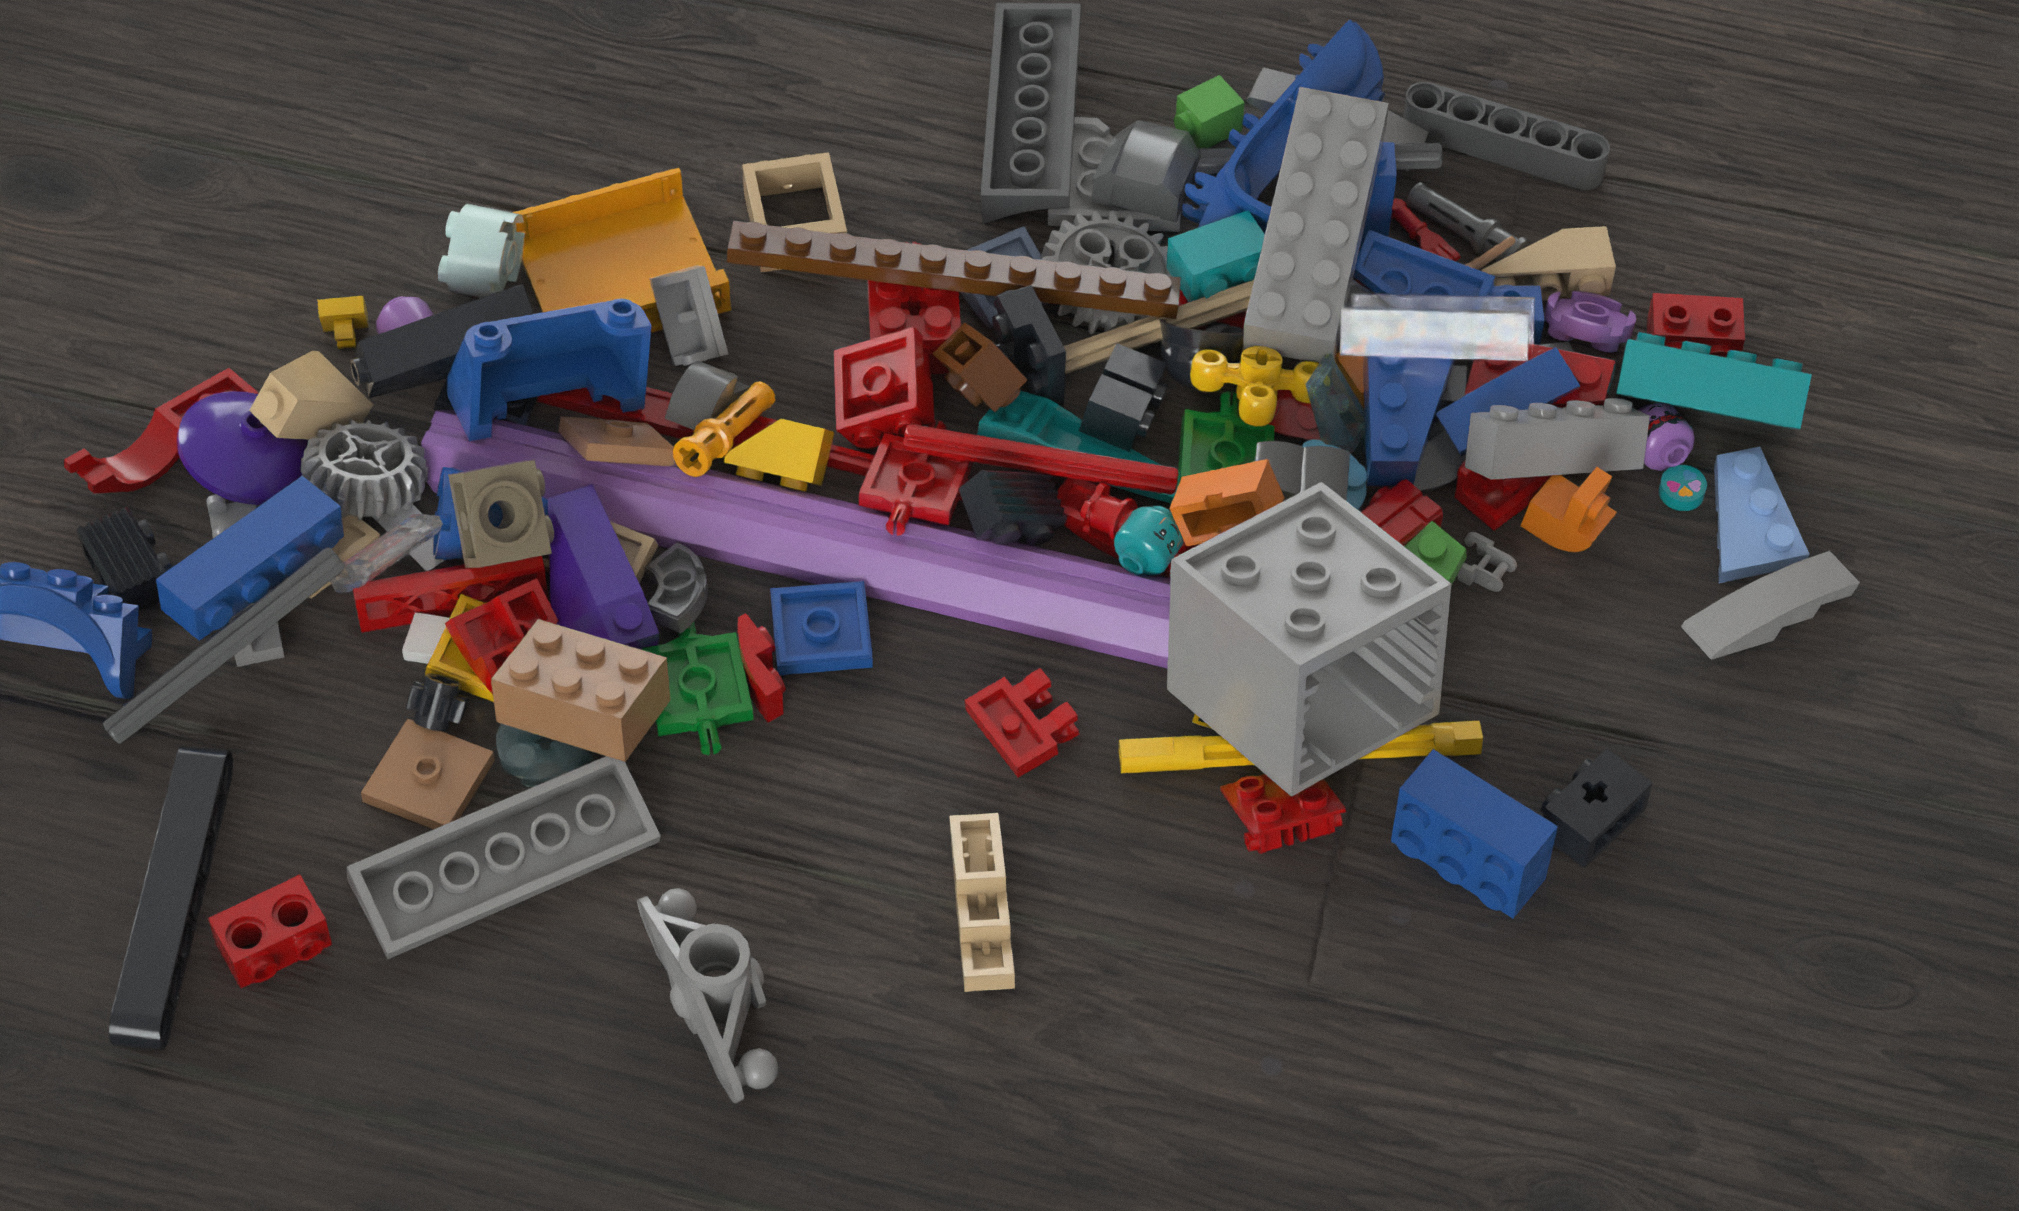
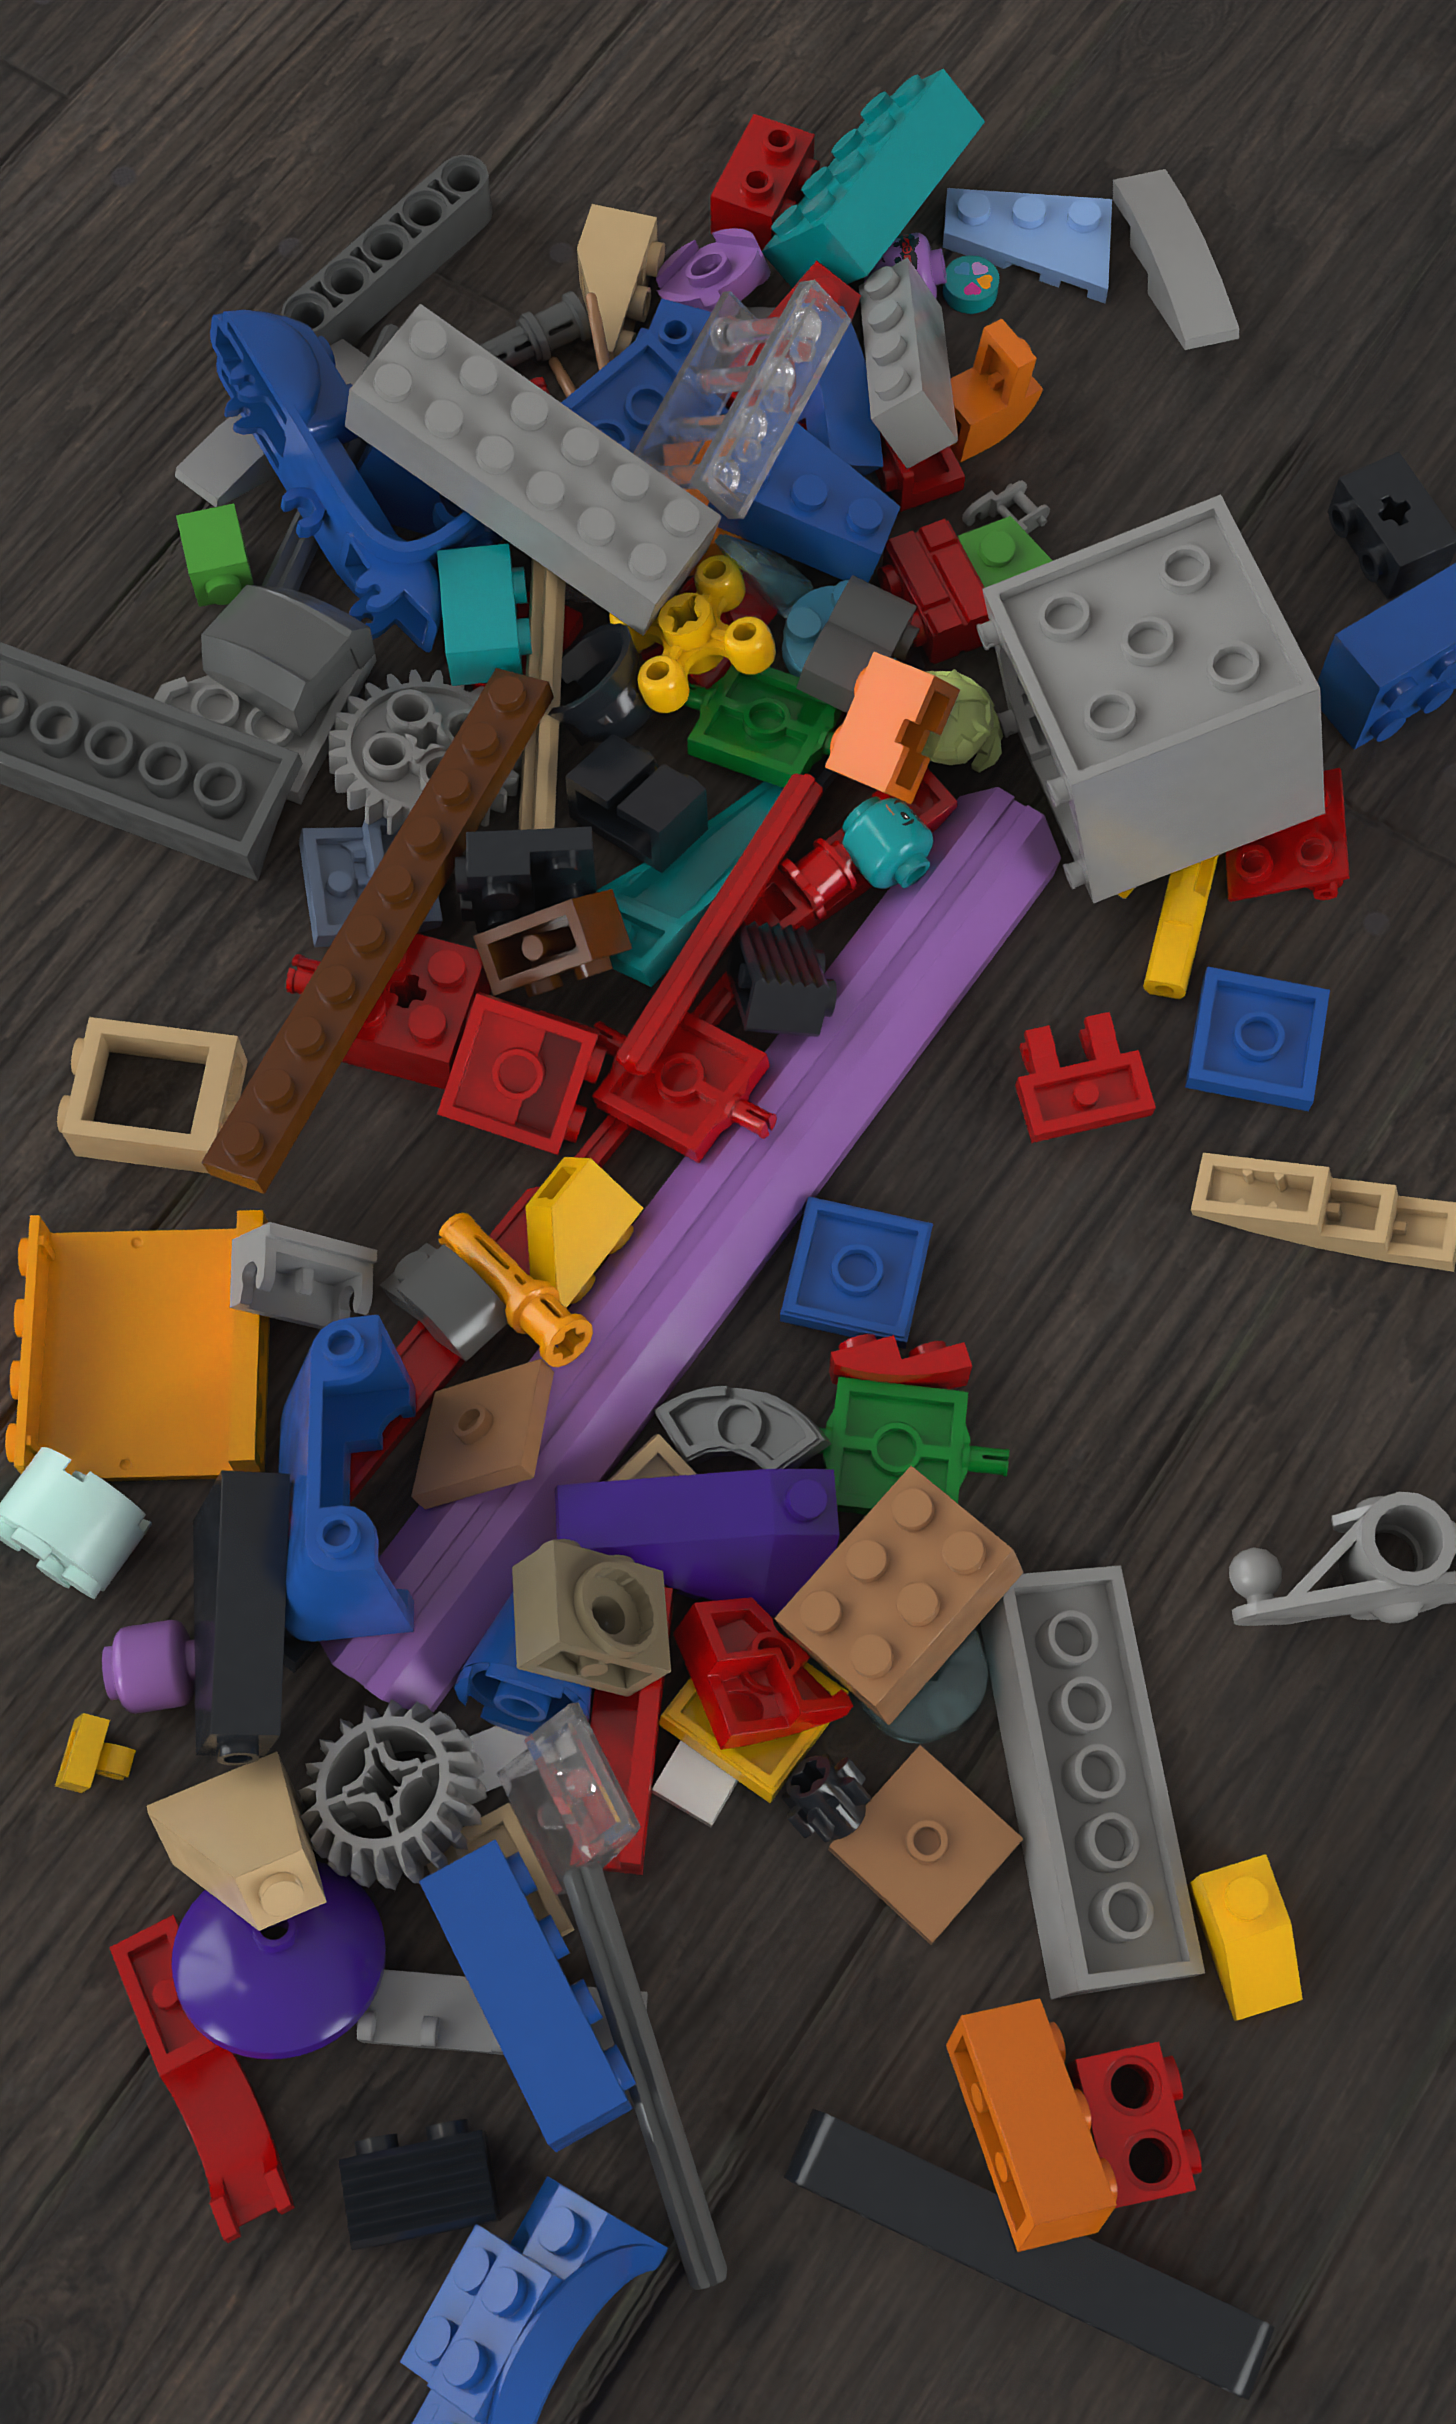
camera: 70 degrees left, 15 degrees up
(250, 858) = (1031, 2124): none -> orange brick
(420, 968) = (1248, 1936): none -> yellow slope
(1104, 823) = (1257, 1039): none -> blue plate

